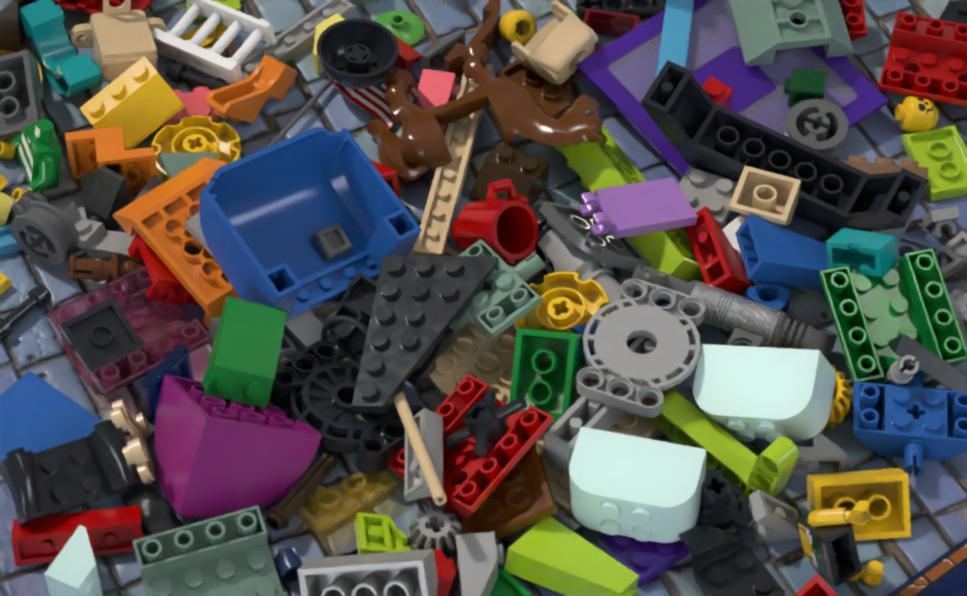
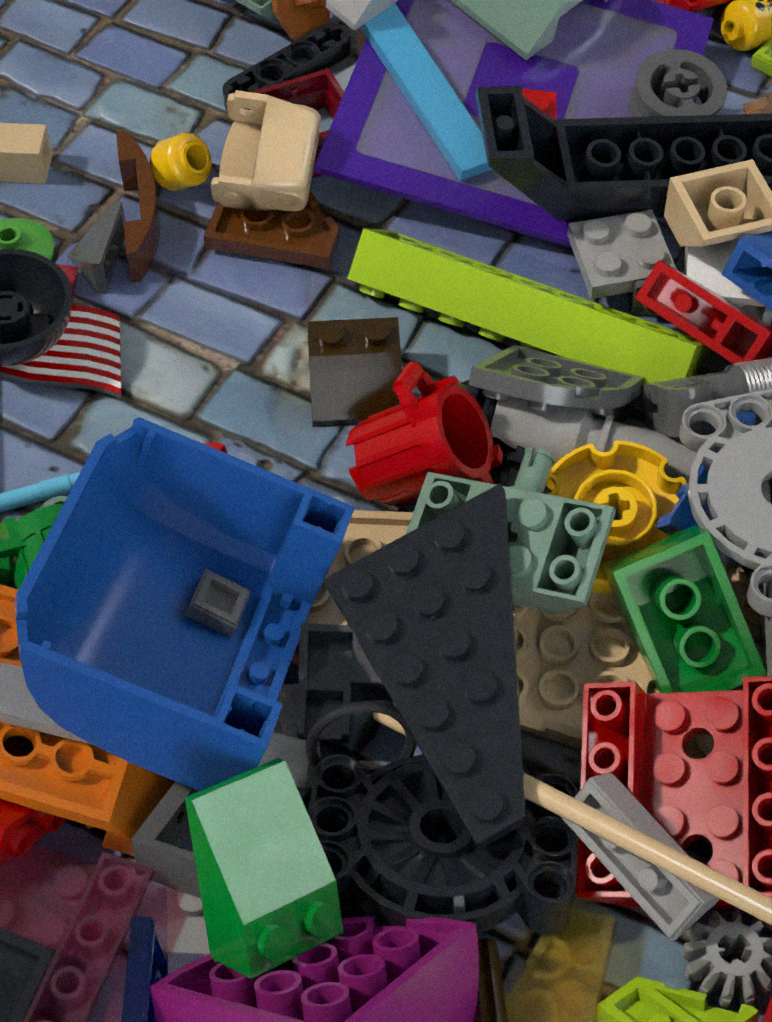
camera: 35 degrees left, 5 degrees up
(436, 89) = (153, 311): coral slope -> none
(449, 180) = (259, 380): tan plate -> none
(485, 423) = (696, 744): black bar -> none
(510, 106) = (206, 382): reddish brown animal -> none
(638, 208) = (584, 309): medium lavender tile -> none
(804, 85) = (621, 48): dark green brick -> none

